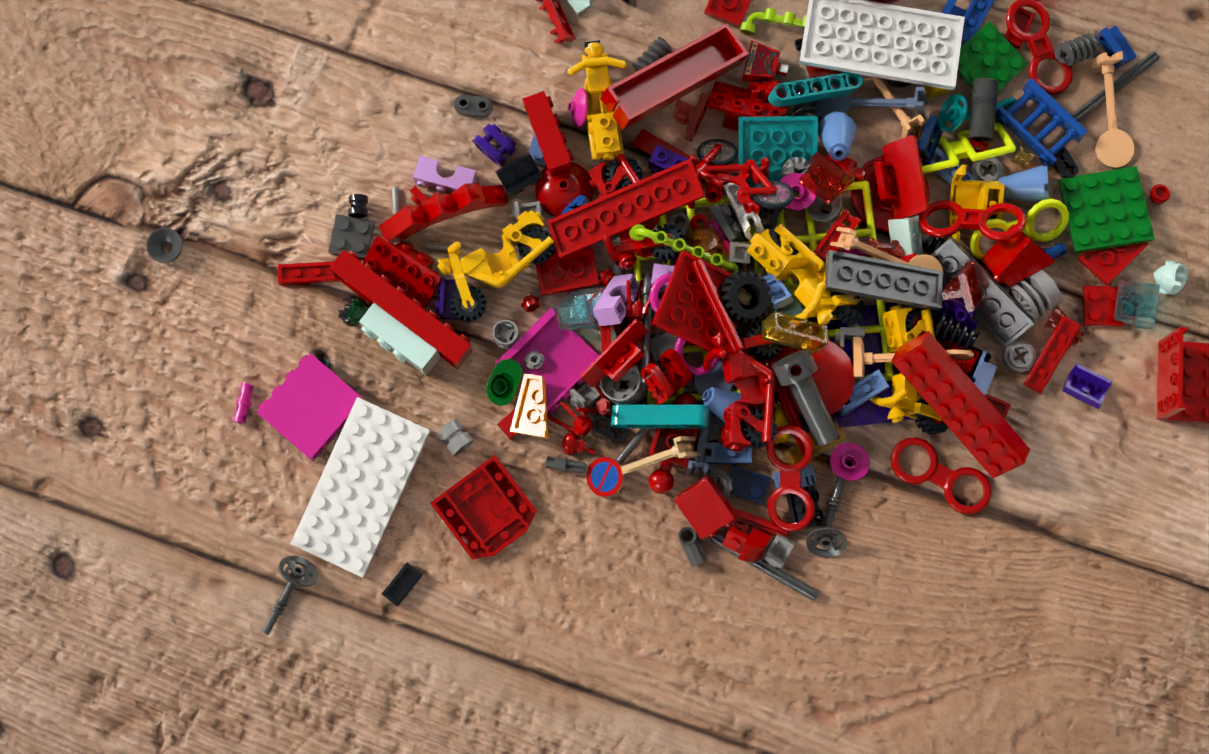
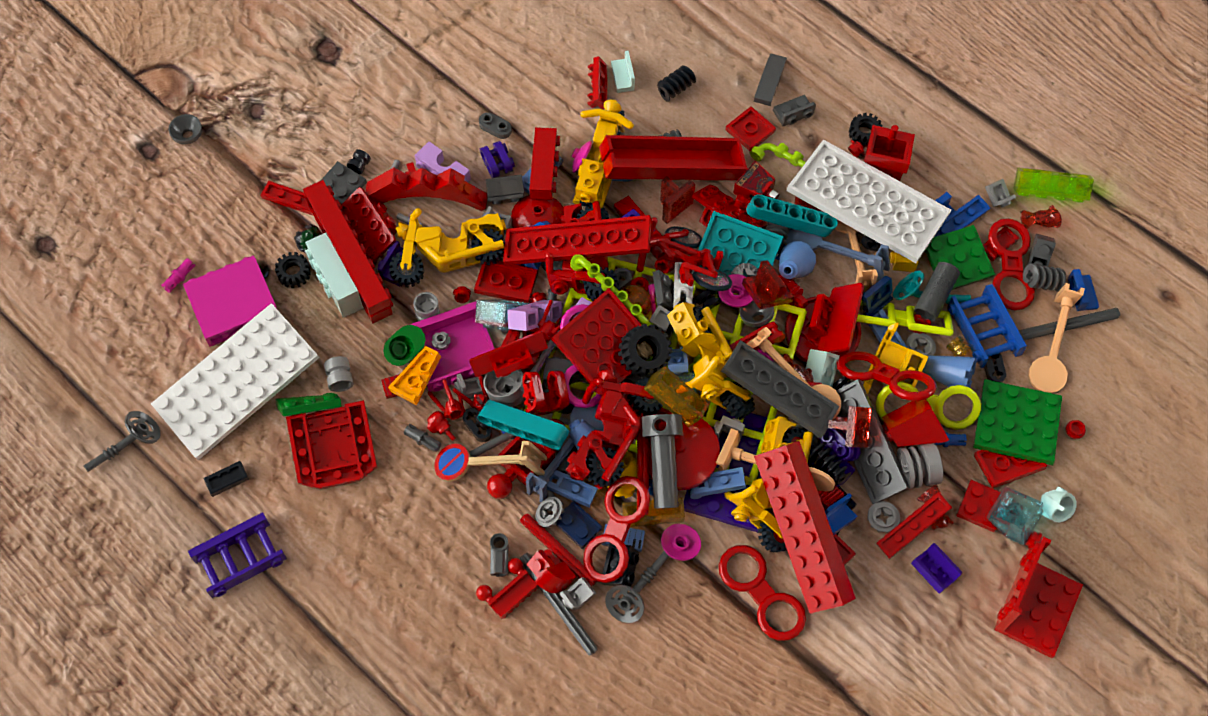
camera: 20 degrees right, 15 degrees down
(358, 360) = (292, 260): none -> black tyre
(432, 648) = (221, 544): none -> dark purple fence
(438, 482) = (306, 404): none -> green wing
(705, 507) = (527, 524): red brick -> none
(717, 305) = (616, 345): red axle -> none
(720, 576) = (512, 594): none -> red gear
(1062, 22) = (1041, 250): none -> dark grey slope
(1163, 321) = (1032, 538): none -> red plate

